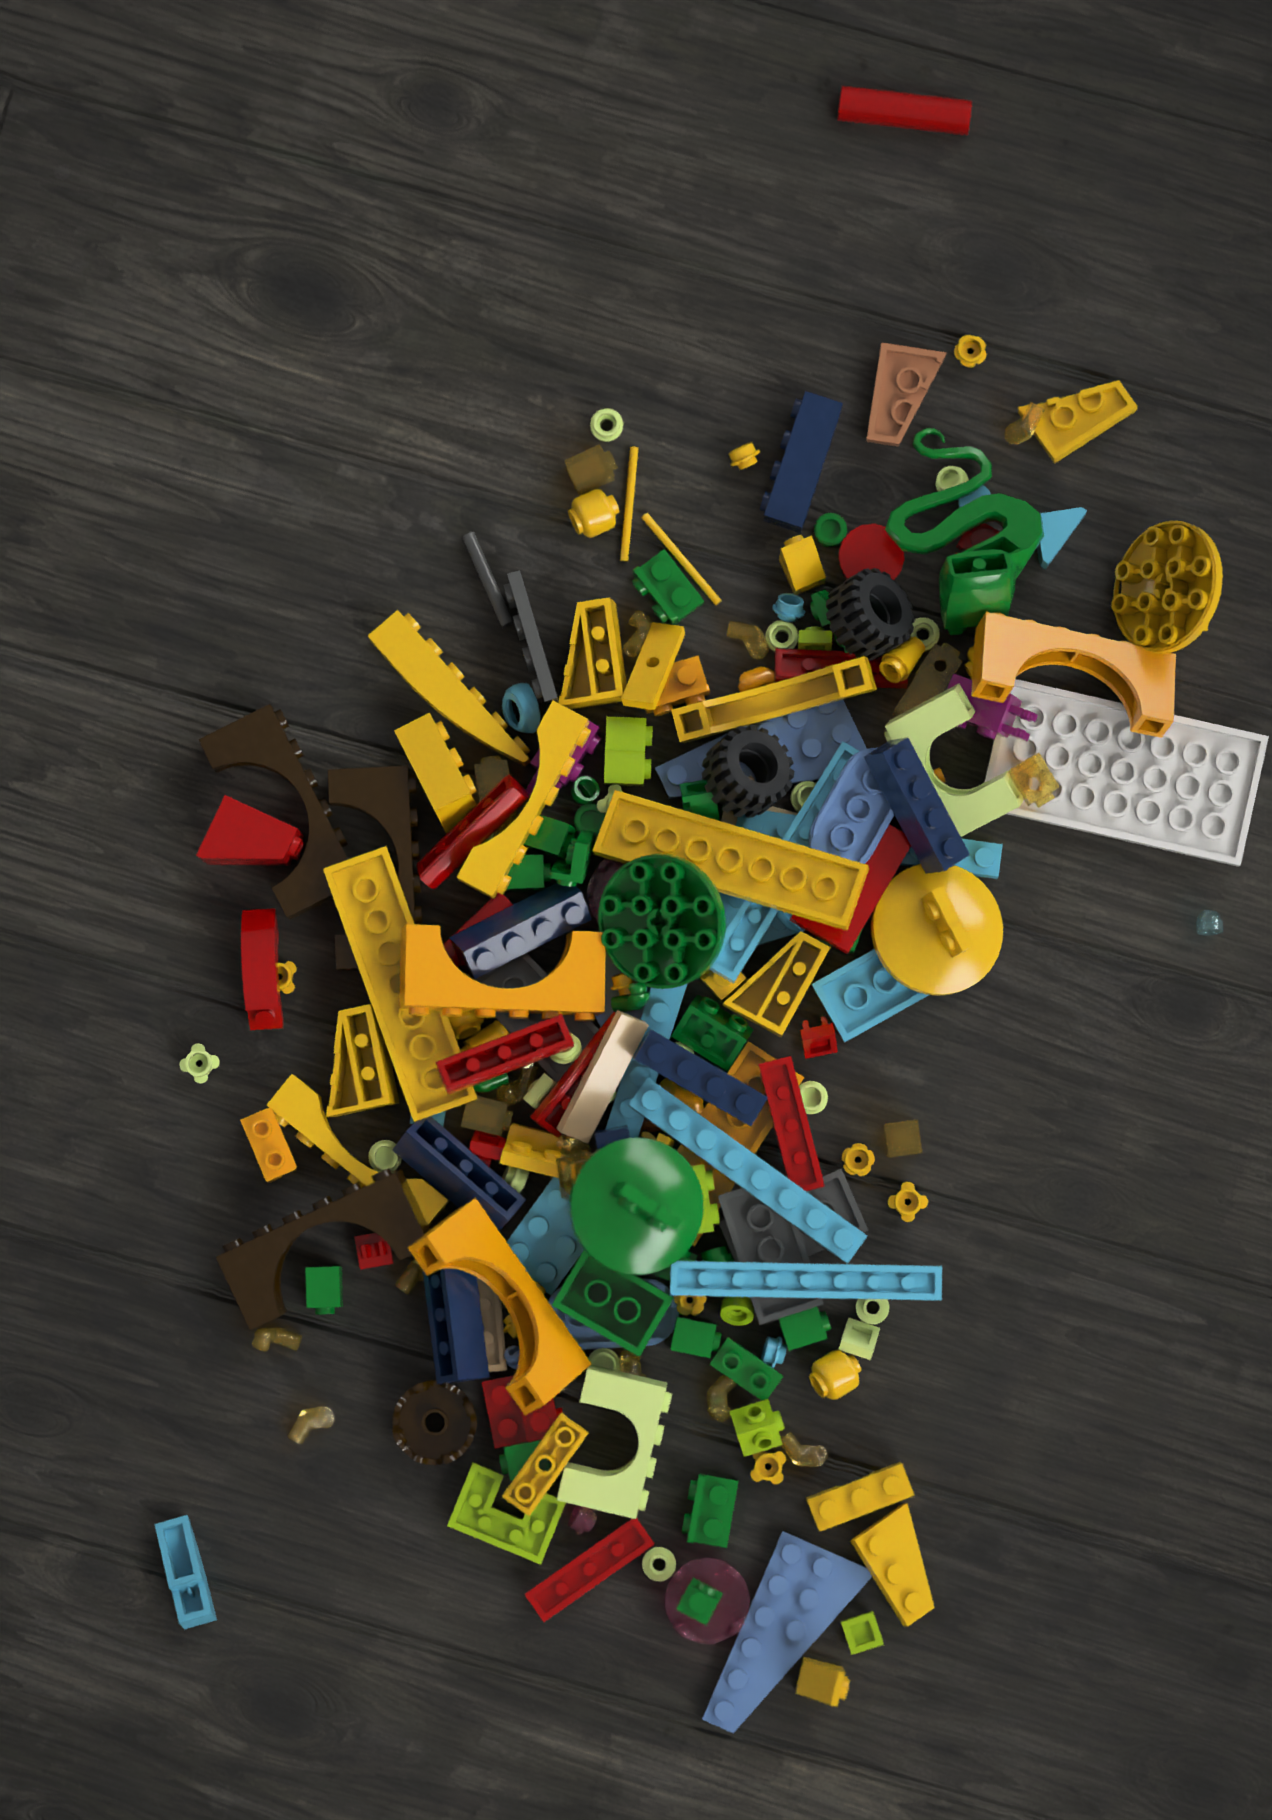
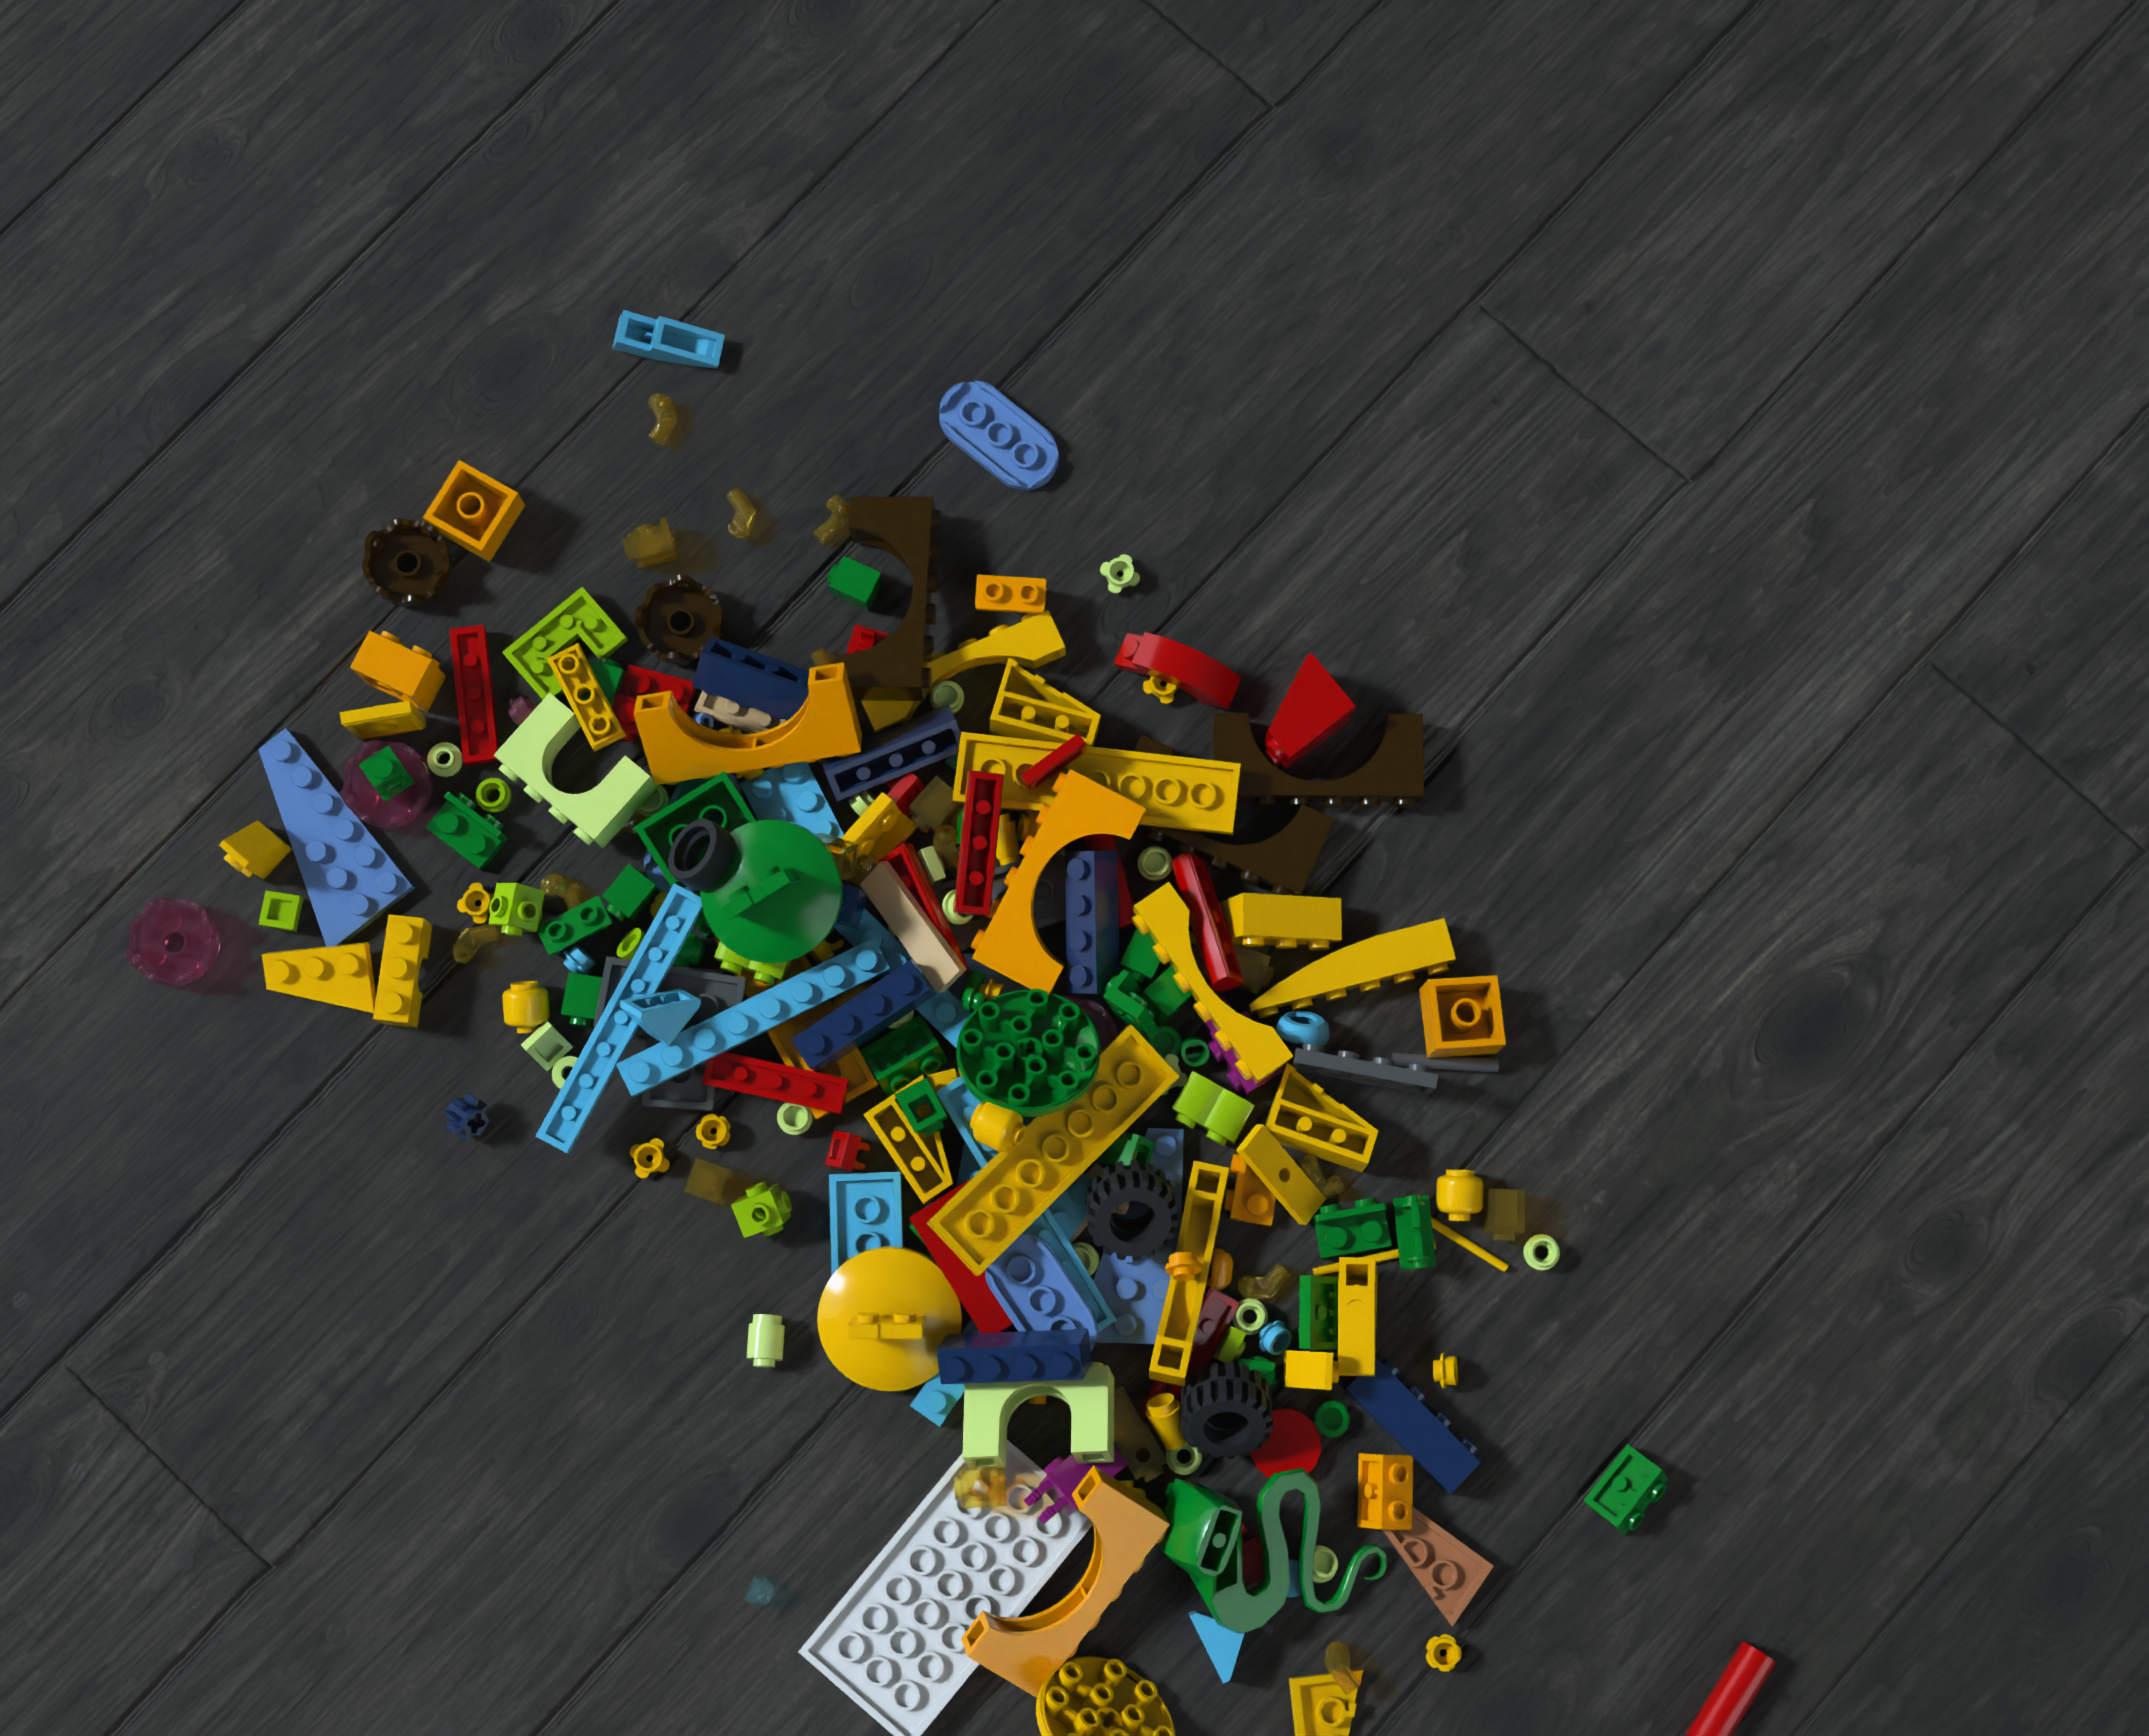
camera: 110 degrees right, 5 degrees down
(125, 1234) = (998, 435): none -> medium blue tile
(255, 1538) = (665, 415): none -> clear yellow arm
(378, 1486) = (651, 544): none -> clear yellow brick
(403, 1025) = (1054, 762): none -> red tile
(427, 1657) = (474, 510): none -> light orange brick
(440, 904) = (1155, 863): none -> yellowish green plate
(443, 581) = (1462, 1016): none -> light orange brick
(498, 1717) = (400, 540): none -> dark brown plate
(603, 1643) = (398, 670): none -> light orange brick
(636, 1261) = (715, 862): none -> black tyre
(644, 535) = (1414, 1232): none -> green hinge
(653, 1633) = (383, 720): none -> yellow plate
(668, 1516) = (488, 786): none -> lime plate
(738, 546) = (1357, 1316): none -> yellow slope
(738, 912) = (997, 1126): none -> yellow head
(742, 995) = (915, 1096): none -> green brick
(751, 579) = (1318, 1312): none -> green bracket
(765, 265) = (1627, 1490): none -> green bracket
(771, 706) = (1183, 1266): none -> light orange plate
(784, 1245) = (662, 1013): none -> medium azure slope
(867, 457) = (1385, 1491): none -> light orange bracket
(902, 1081) = (762, 1210): none -> lime brick
(942, 1733) = (150, 937): none -> clear pink plate
(953, 1373) = (467, 1116): none -> dark blue gear
(1007, 1023) = (765, 1340): none -> yellowish green brick

